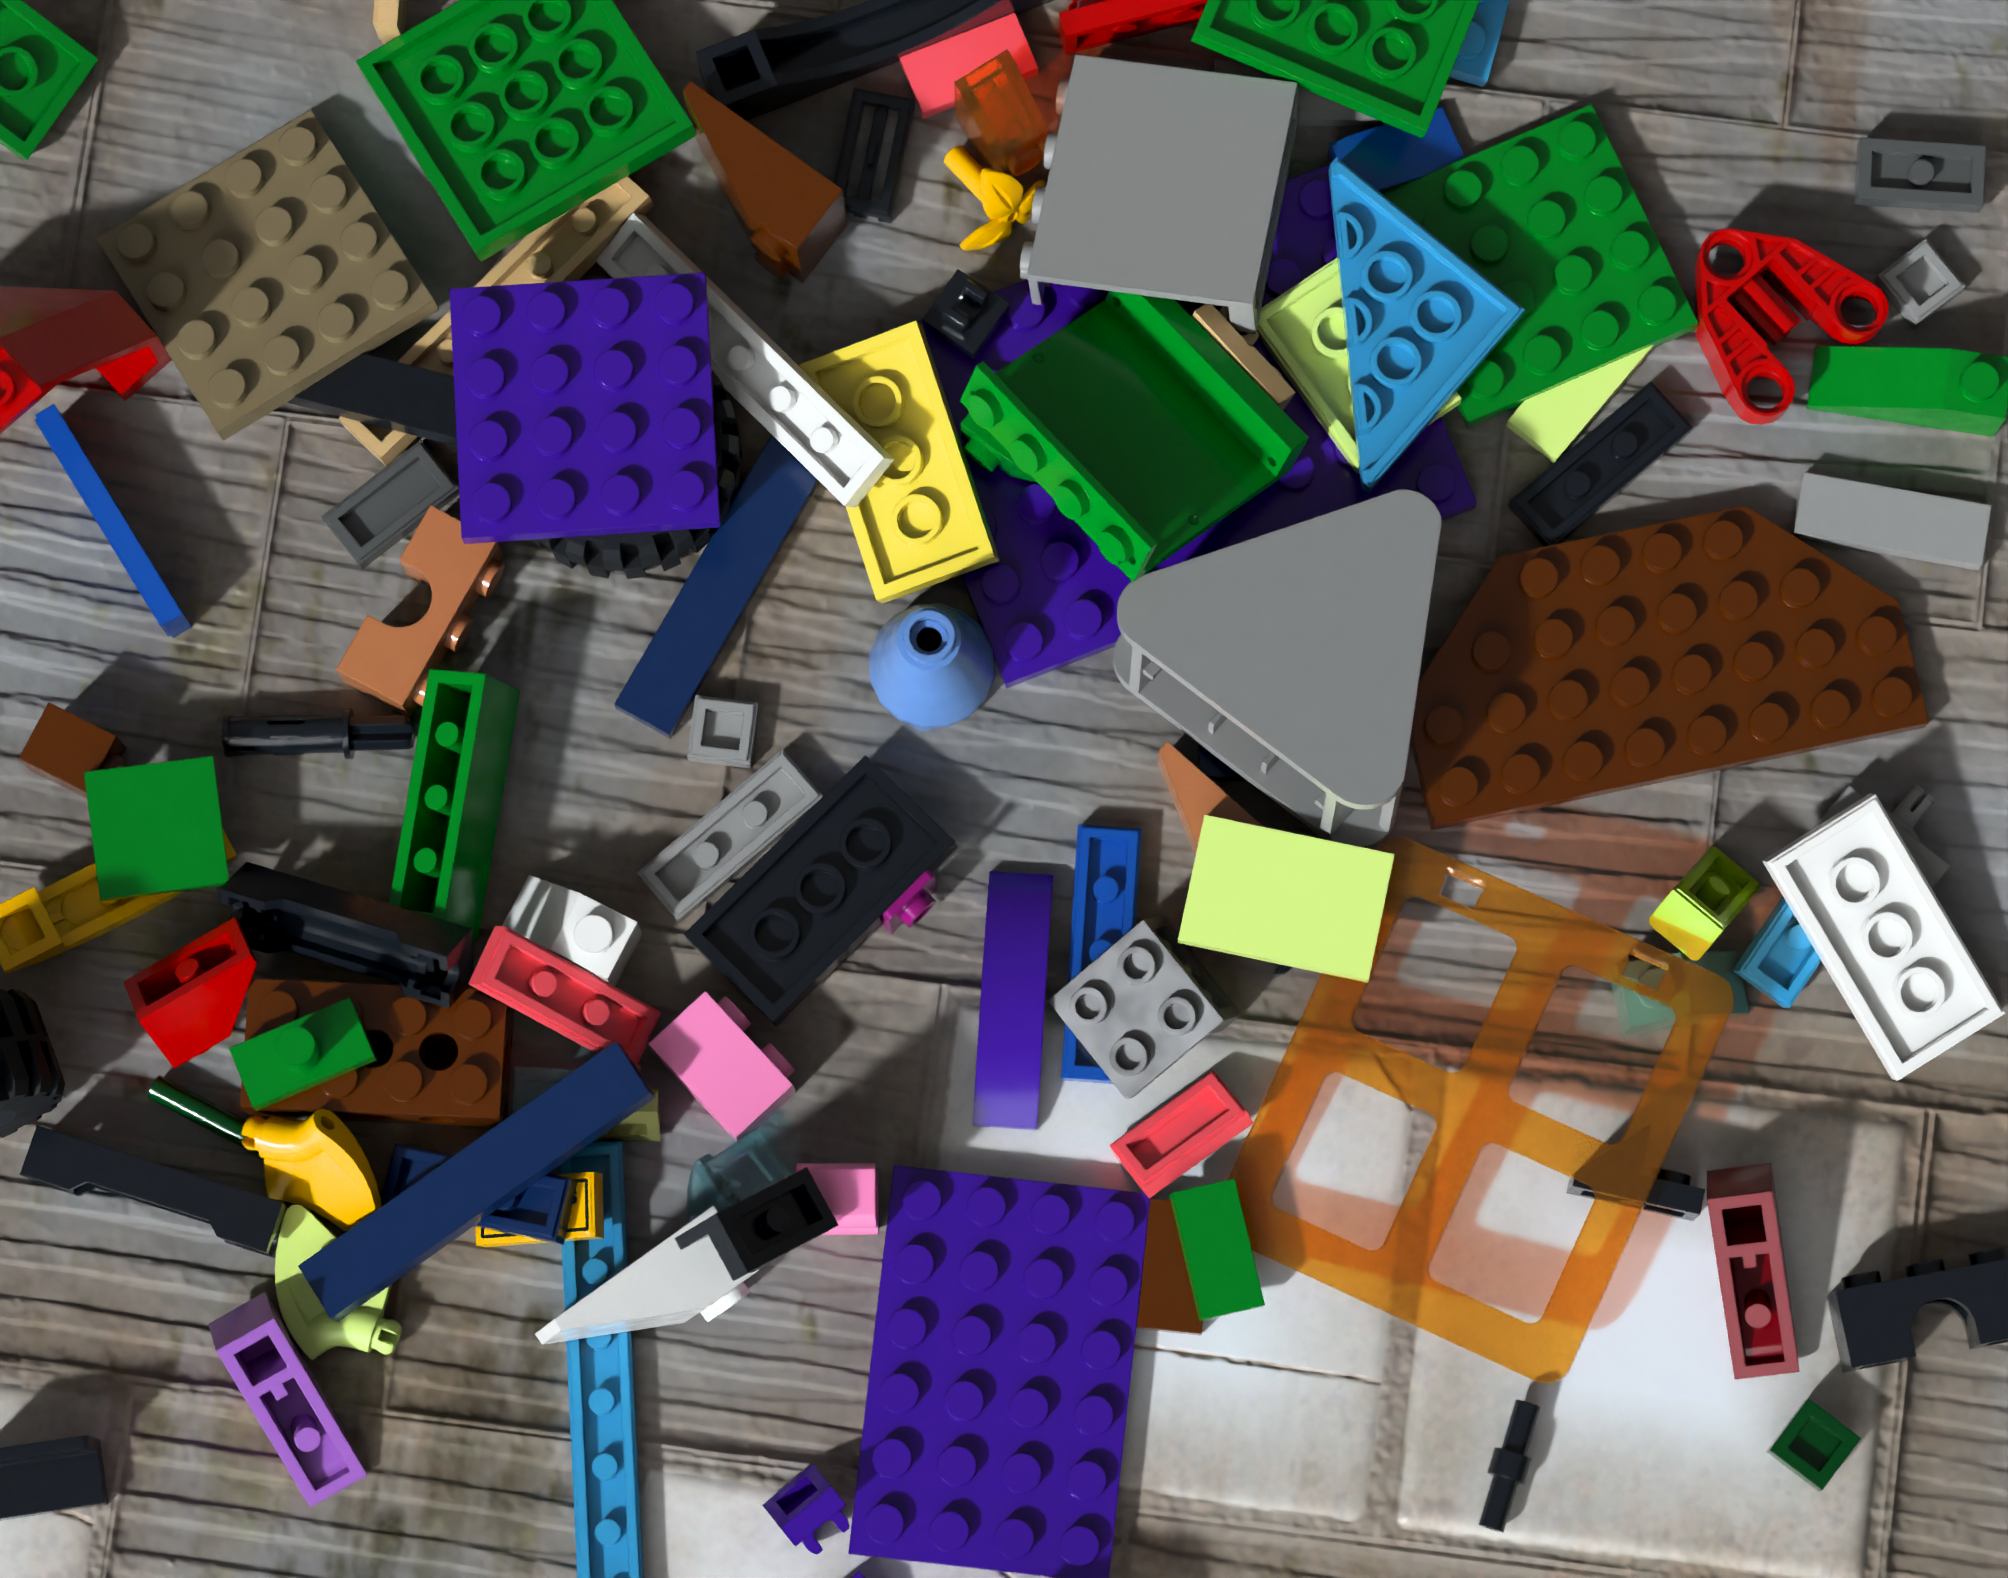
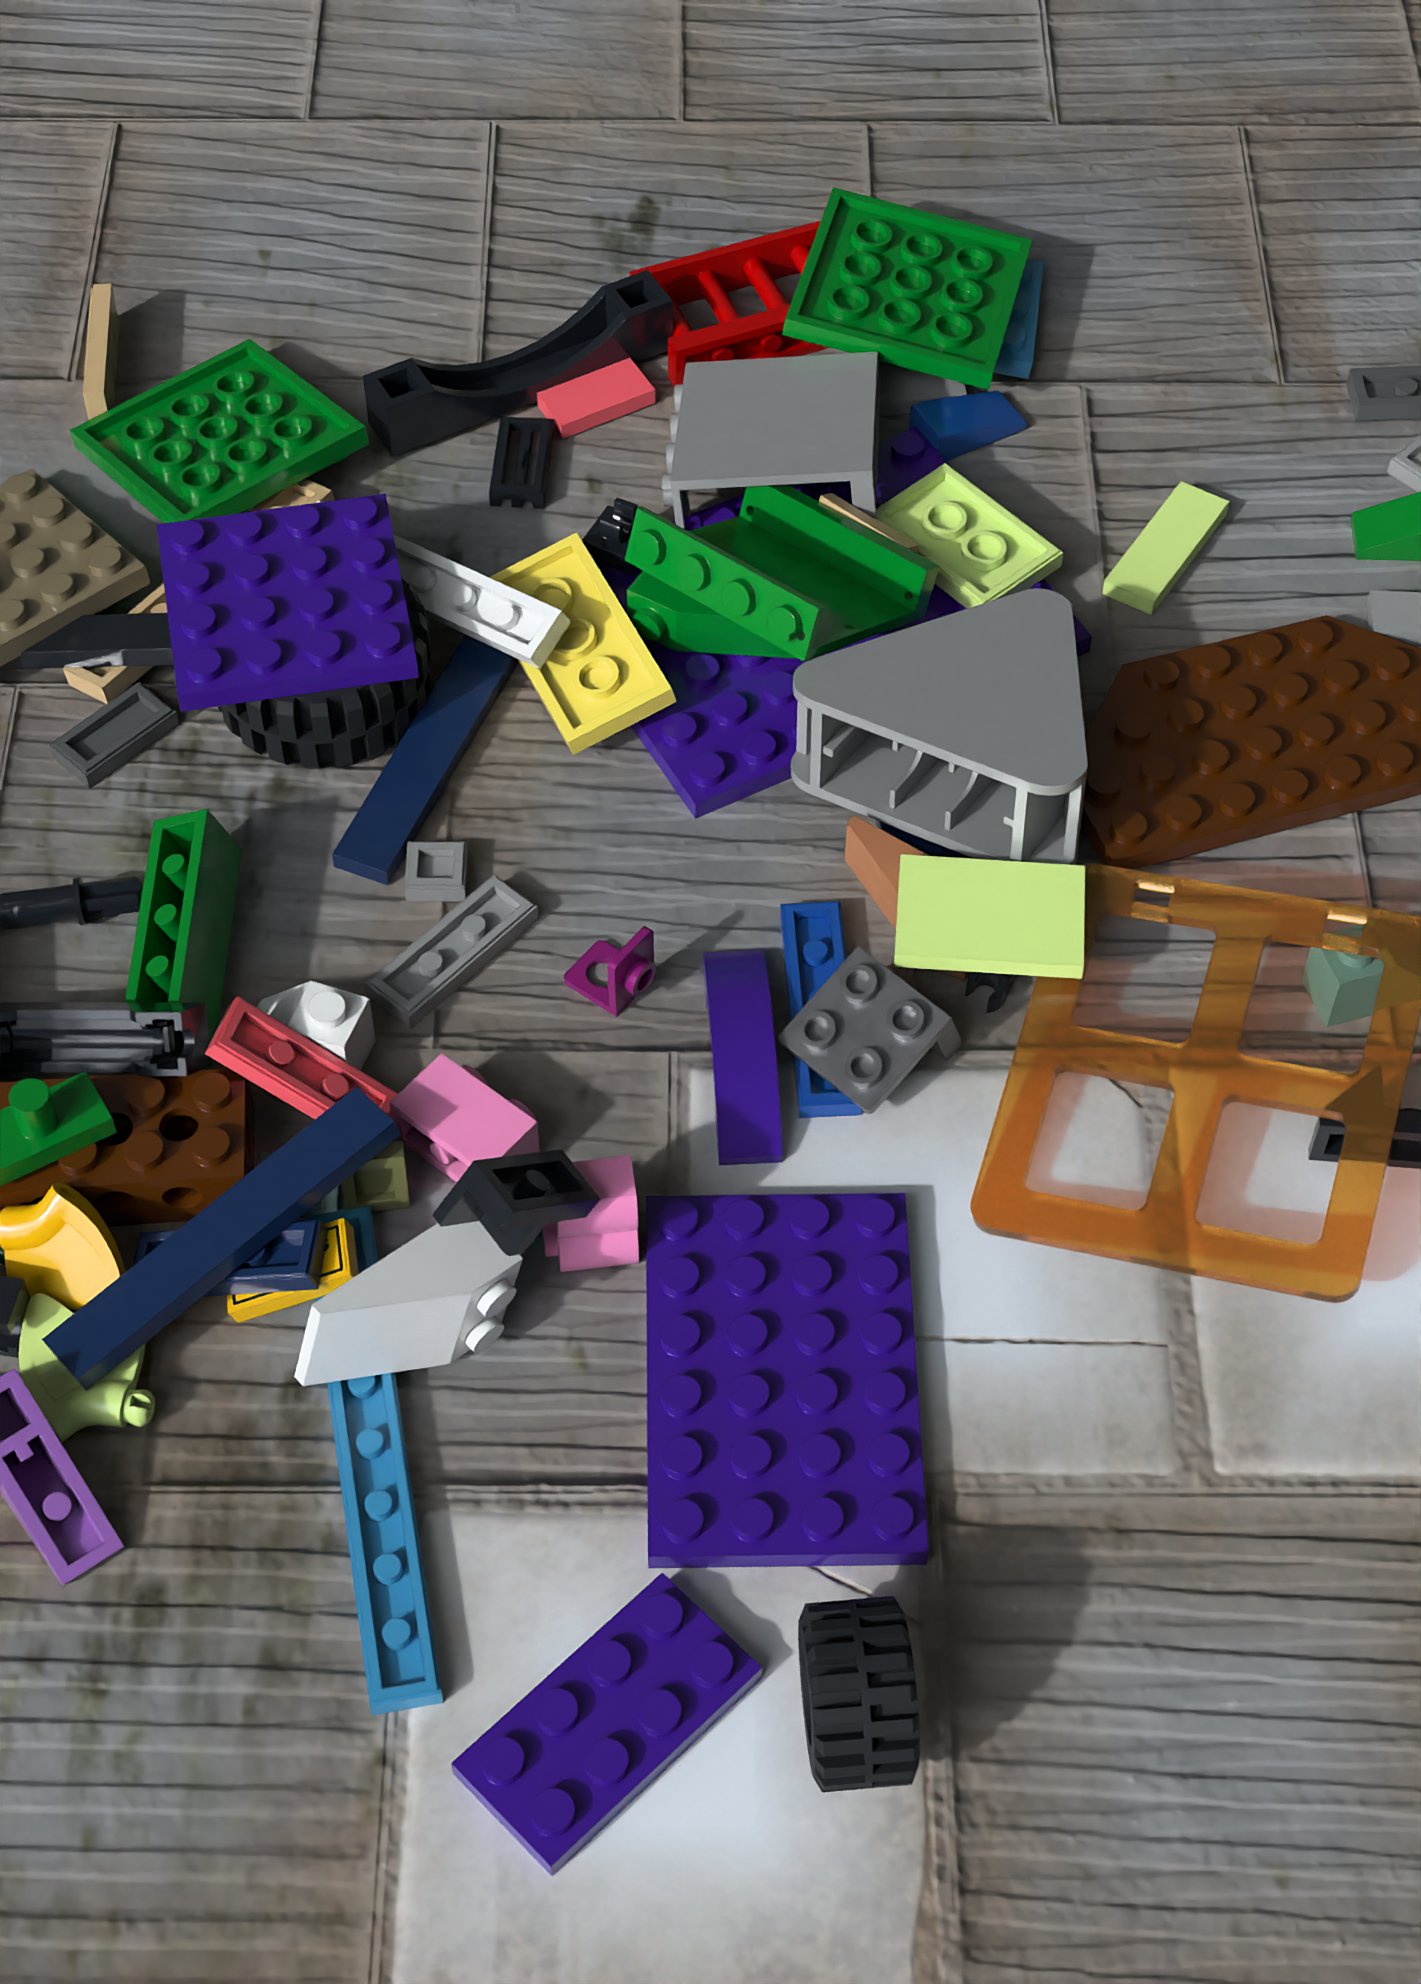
camera: 10 degrees left, 25 degrees down
(396, 661) = (172, 766): nougat arch -> none
(777, 198) = (433, 465): reddish brown slope -> none
(806, 1506) = (596, 1513): dark purple tile -> none
(819, 890) = (538, 979): black plate -> none
(936, 685) = (624, 780): medium blue cone -> none
(999, 196) = (633, 465): yellow plant -> none
(1001, 116) = (627, 406): clear orange slope -> none
(1166, 1291) = (942, 1259): reddish brown tile -> none
(1181, 1134) = (925, 1140): coral tile -> none
(1216, 1249) = (981, 1228): green tile -> none
(1411, 320) = (1004, 497): dark azure tile -> none
(1509, 1465) = (1317, 1398): black bar -> none
(1567, 243) = (1099, 478): green plate -> none
(1600, 466) = (1193, 605): black tile -> none
(1703, 903) = (1375, 889): lime slope -> none
(1805, 278) = (1305, 468): red connector -> none

